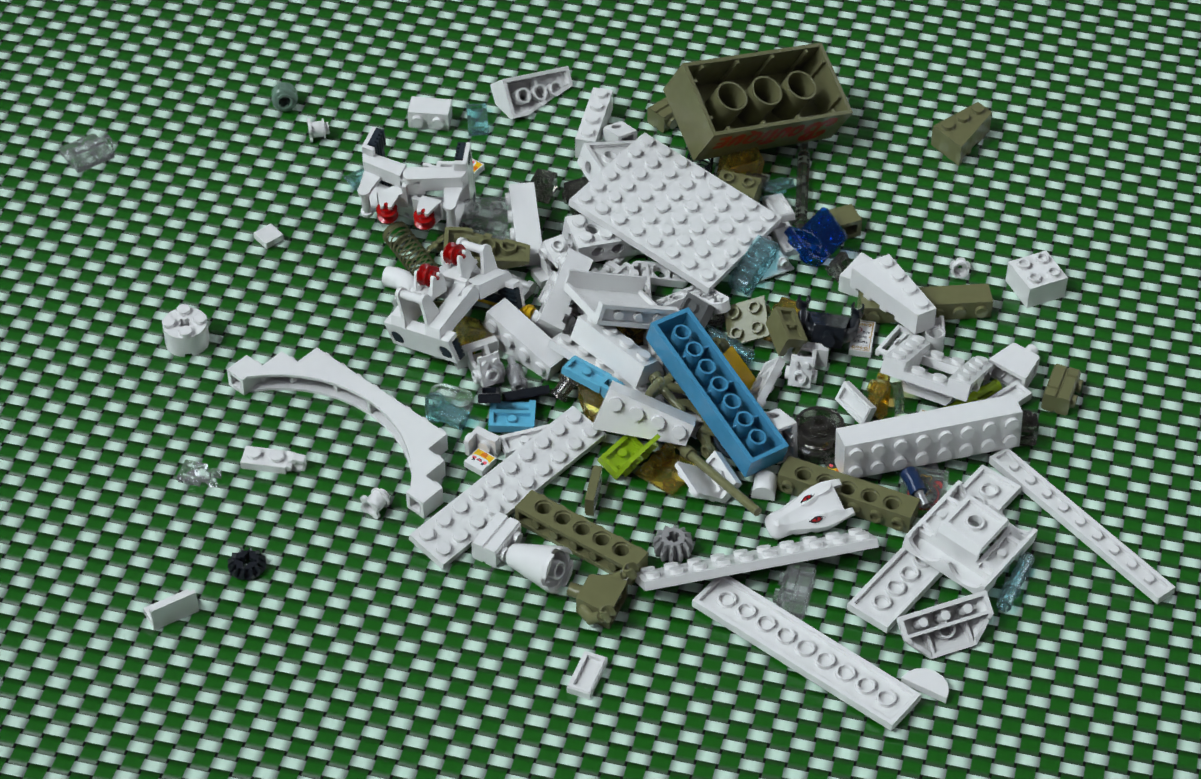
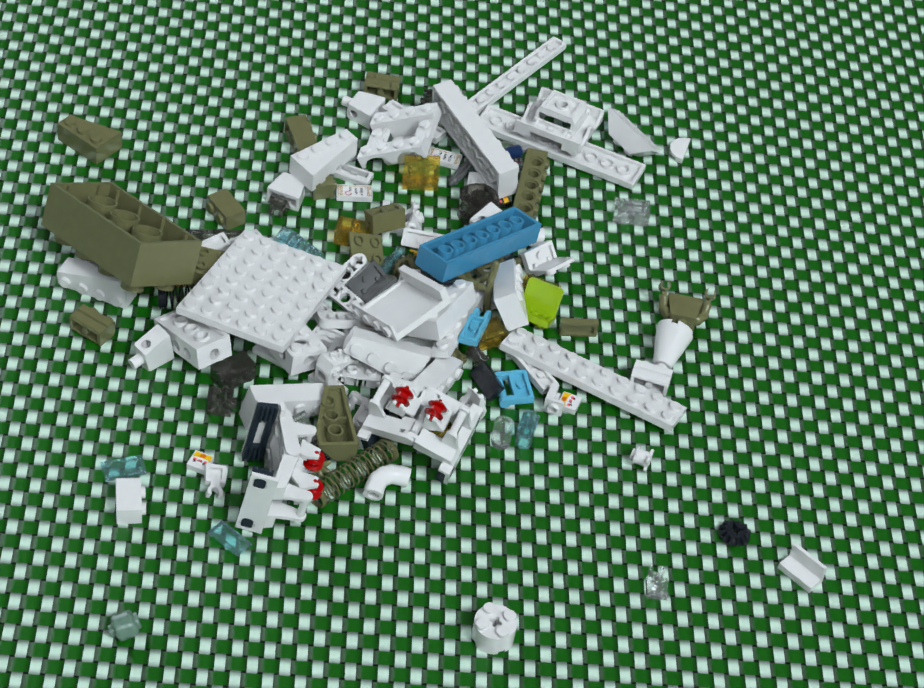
camera: 110 degrees left, 0 degrees up
(268, 236) = (336, 600): white tile -> none
(272, 460) = (618, 539): white hinge -> none
(317, 129) = (172, 588): white brick -> none
(325, 376) = (563, 442): white arch -> none
(489, 395) = (503, 399): black tile -> none
(515, 375) = (462, 390): clear piece -> none
(526, 93) = (79, 432): white wedge -> none
(578, 534) = (628, 329): olive brick -> none
(587, 675) = (749, 317): white tile -> none
(594, 118) = (123, 374): white brick -> none
(673, 544) = (614, 278): light grey gear -> none
(690, 454) = (552, 248): olive bar -> none
(762, 558) = (616, 231): white plate -> none
(807, 651) = (678, 207): white plate -> none
(812, 511) = (556, 201): white animal -> none
(817, 238) = (255, 212): clear blue bracket -> none
(826, 328) = (359, 199): black torso -> none
(855, 403) = (433, 189): white tile -> none
(960, 272) = (258, 140): white plate -> none
(1036, 279) = (265, 97): white brick -> none

